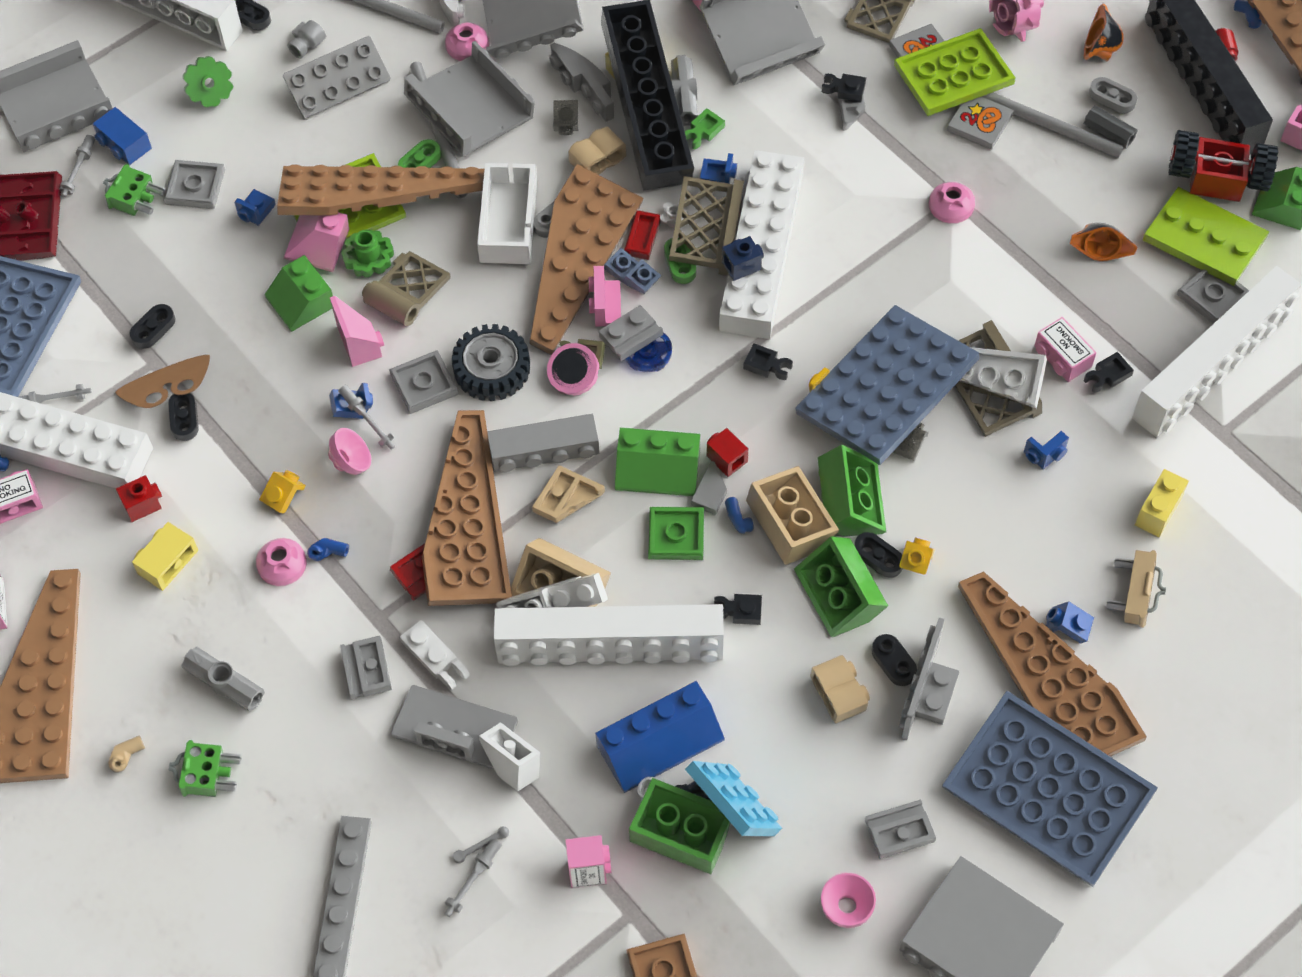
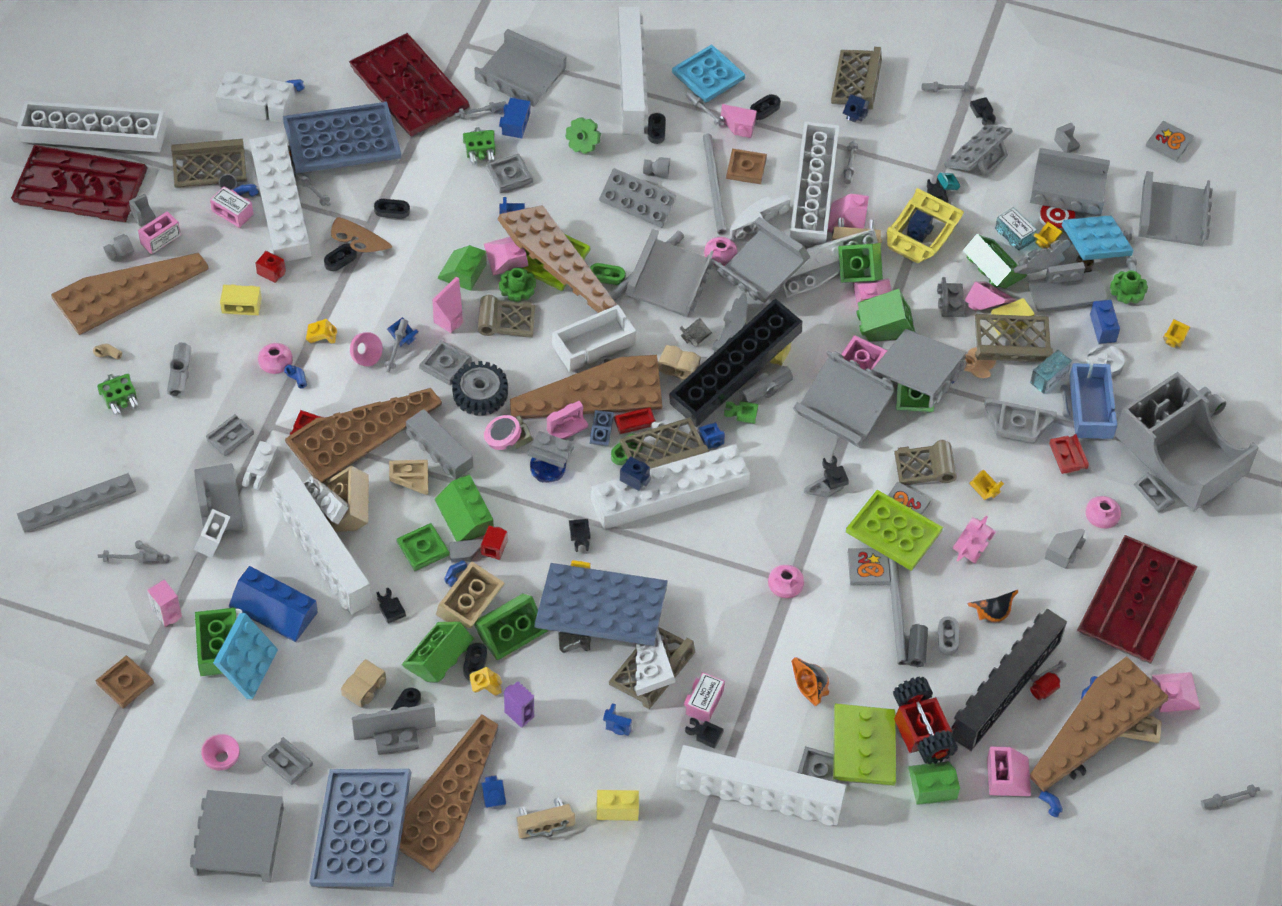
camera: 55 degrees right, 5 degrees down
(975, 533) = (519, 704): none -> medium lavender brick

